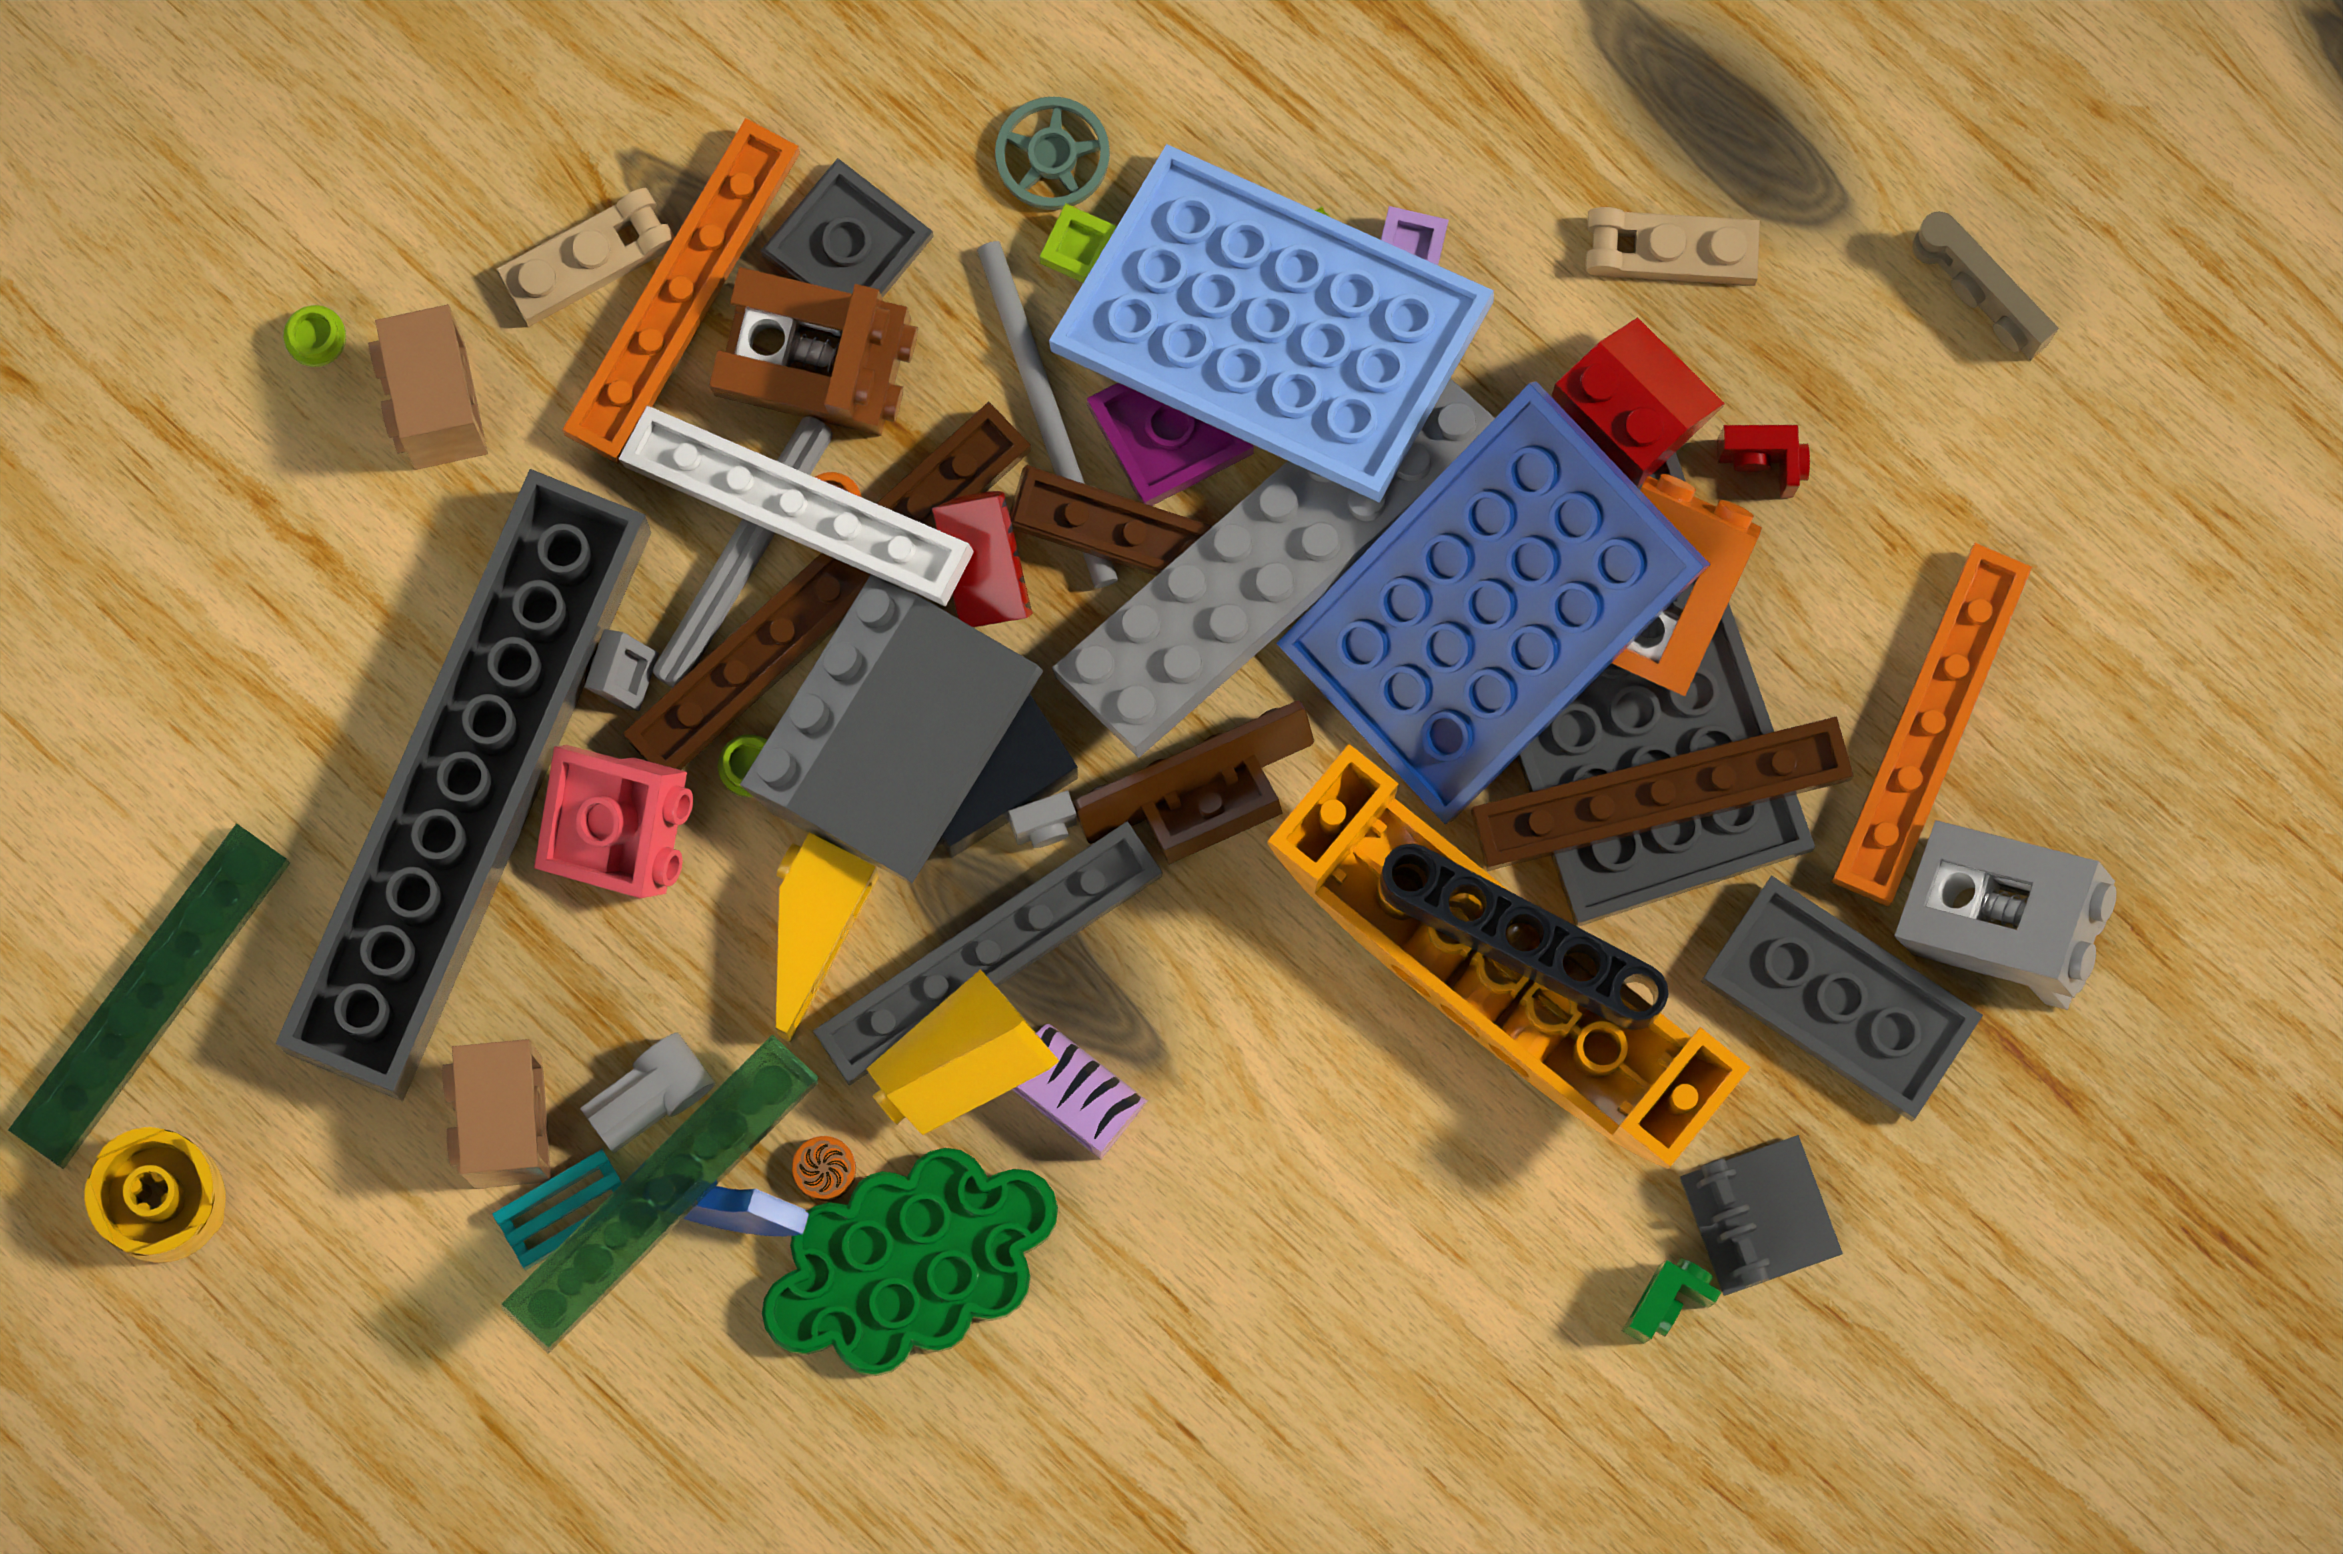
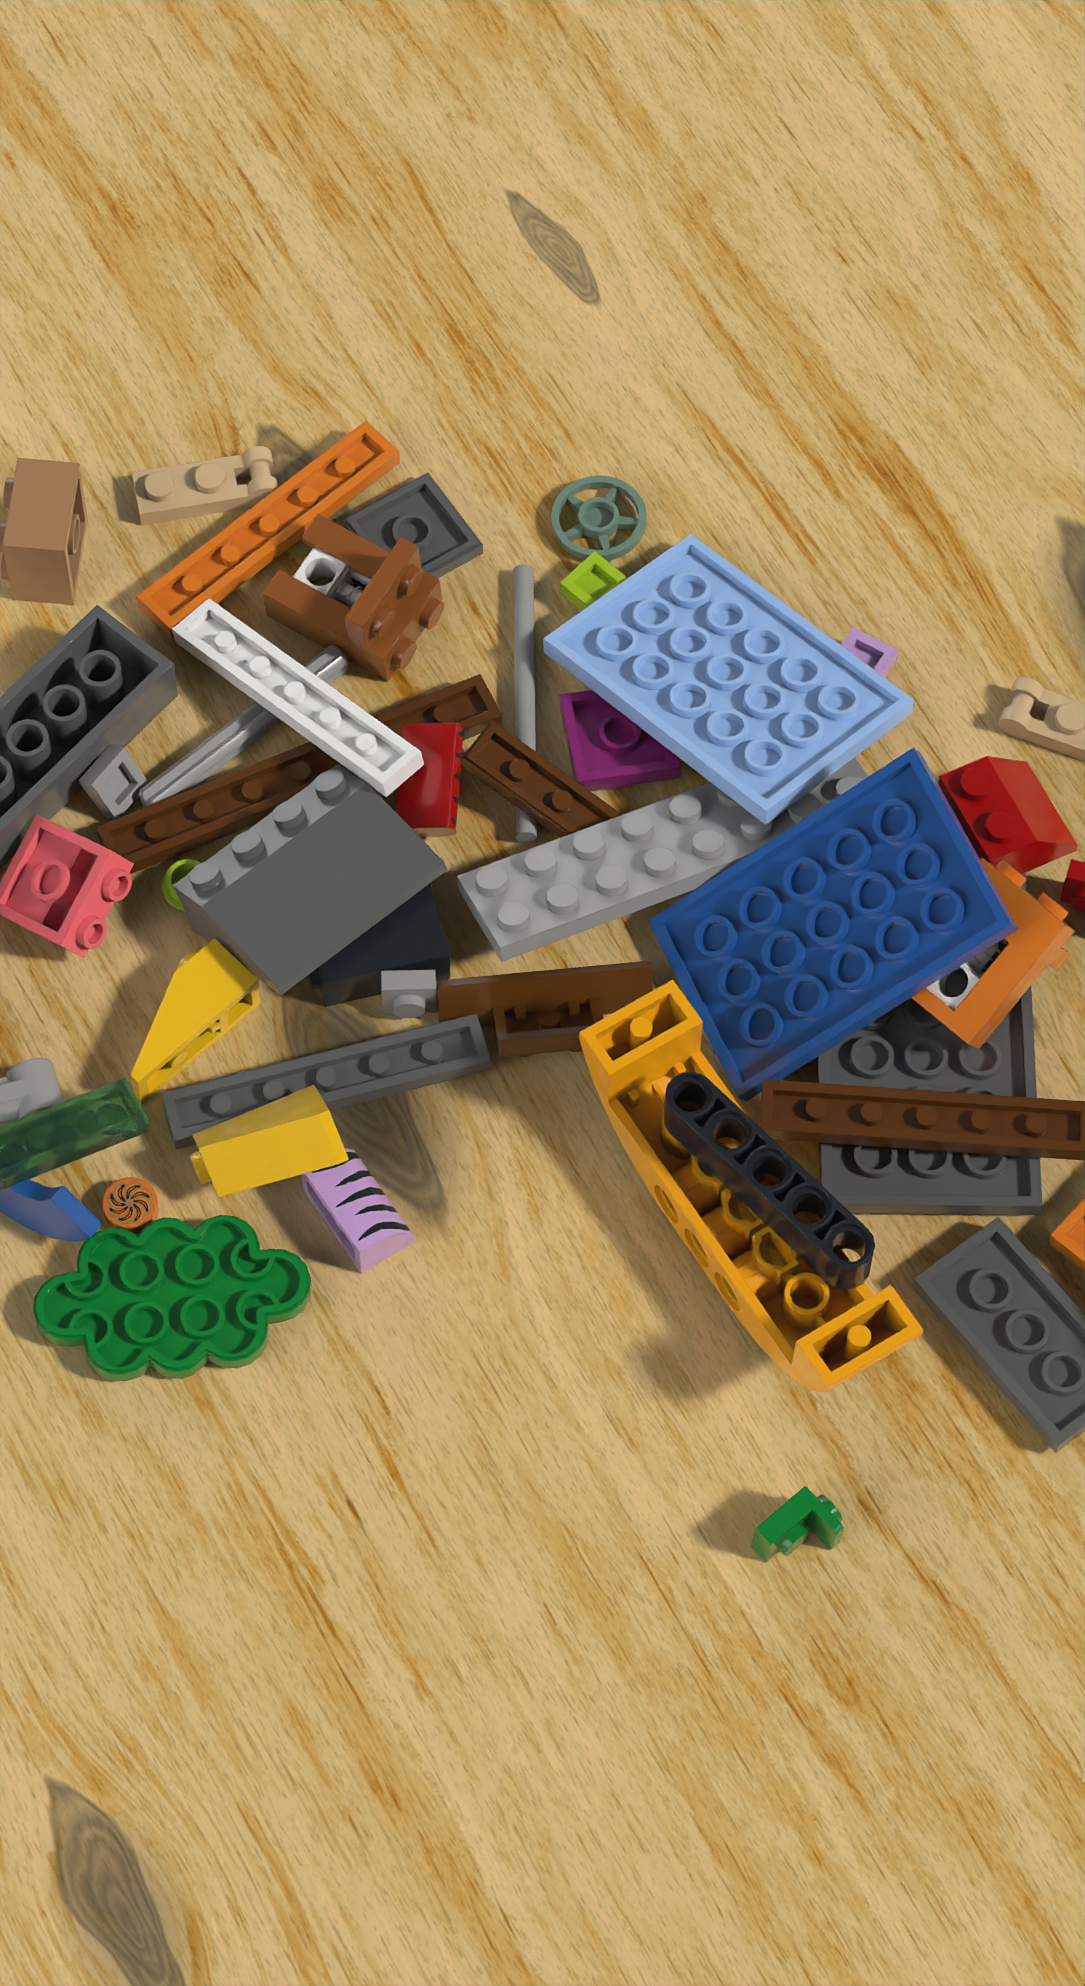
camera: 20 degrees right, 15 degrees down
(1760, 1215) = (900, 1486): dark grey hinge -> none

